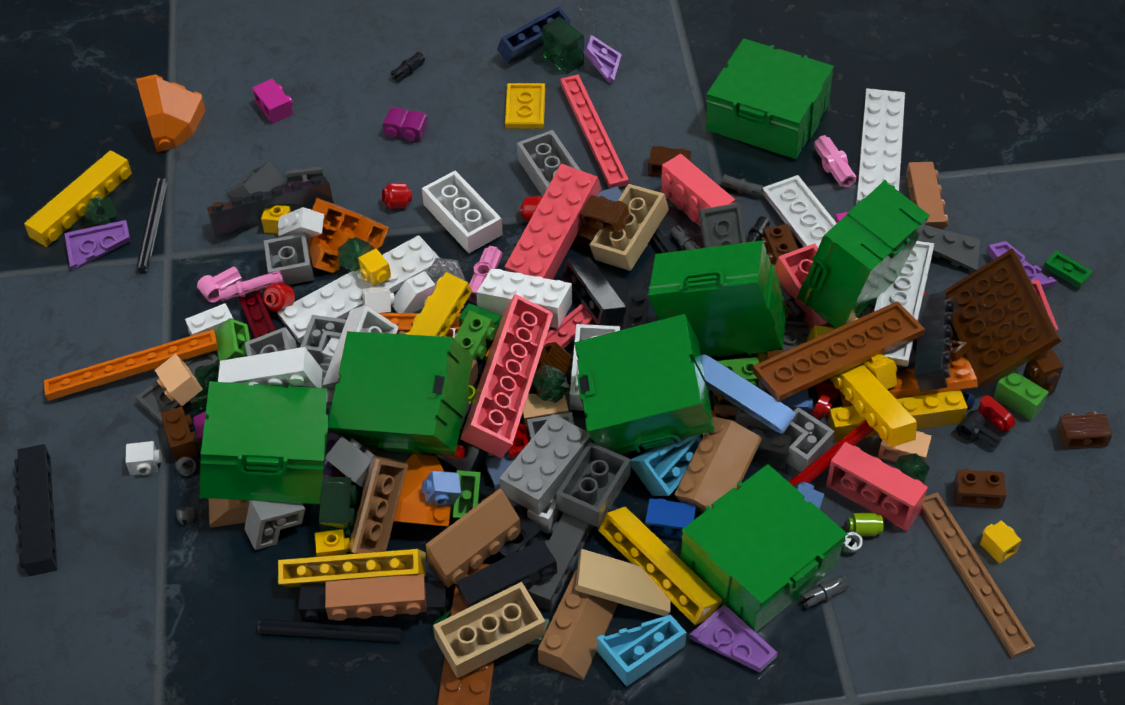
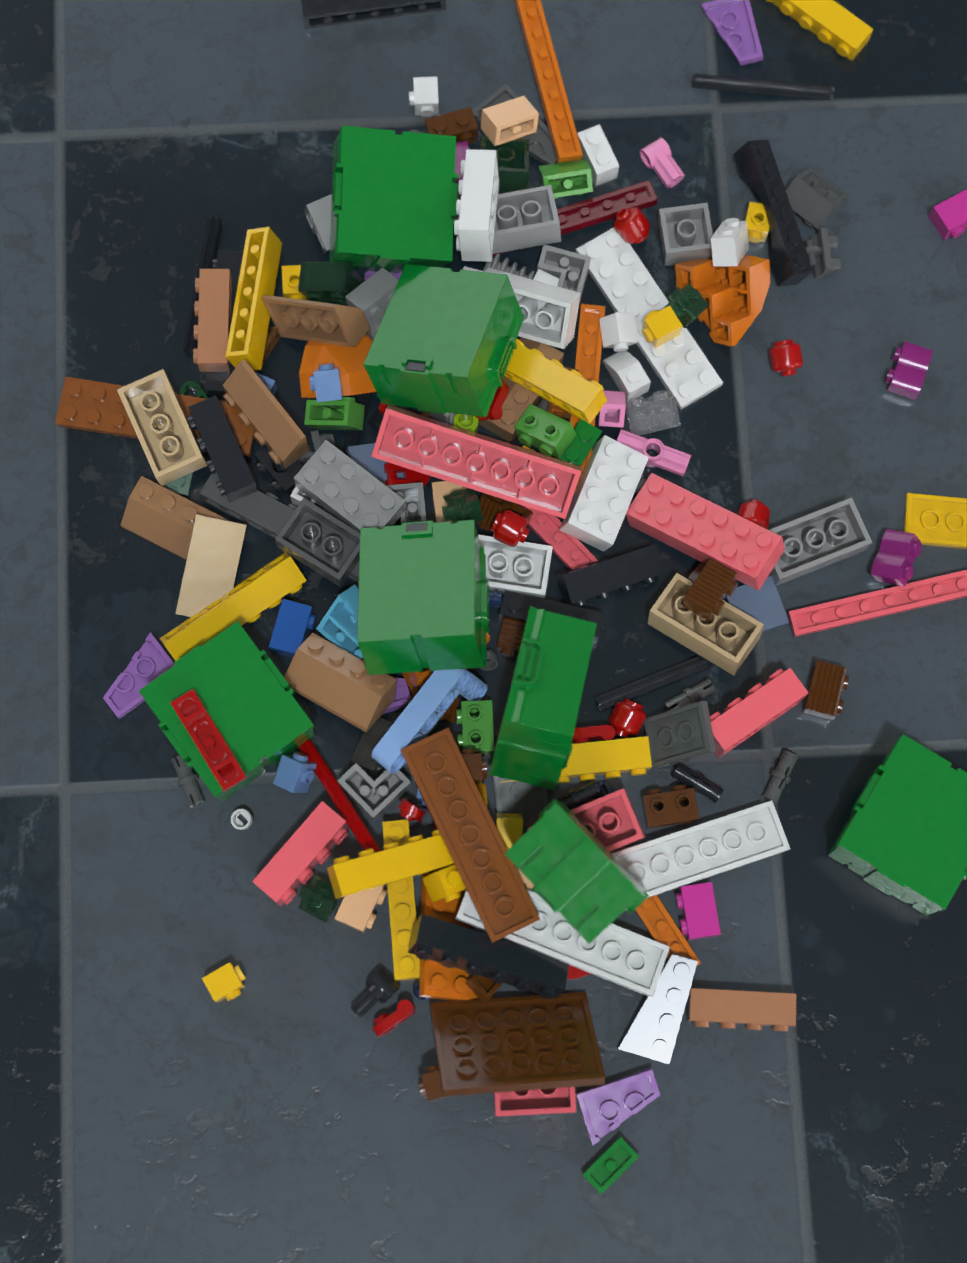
camera: 90 degrees right, 25 degrees up
(105, 205) = (779, 27): clear green brick -> none
(170, 111) = (930, 90): orange brick -> none
(246, 287) = (643, 184): bright pink pin -> none
(462, 211) = (750, 430): white brick -> none
(563, 123) = (896, 557): none -> magenta brick
(564, 348) = (510, 528): none -> red head
(642, 648) = (136, 578): medium azure wedge -> none
(803, 535) = (208, 740): none -> red slope
(834, 161) = (814, 902): bright pink piece -> none
(865, 524) = (262, 837): lime brick -> none
(880, 140) = (842, 970): white plate -> none
(976, 577) = (193, 947): medium nougat tile -> none
(980, 488) = (295, 975): reddish brown brick -> none
(1020, 395) = (415, 1055): bright green brick -> none
(1084, 430) = (362, 1117): reddish brown brick -> none

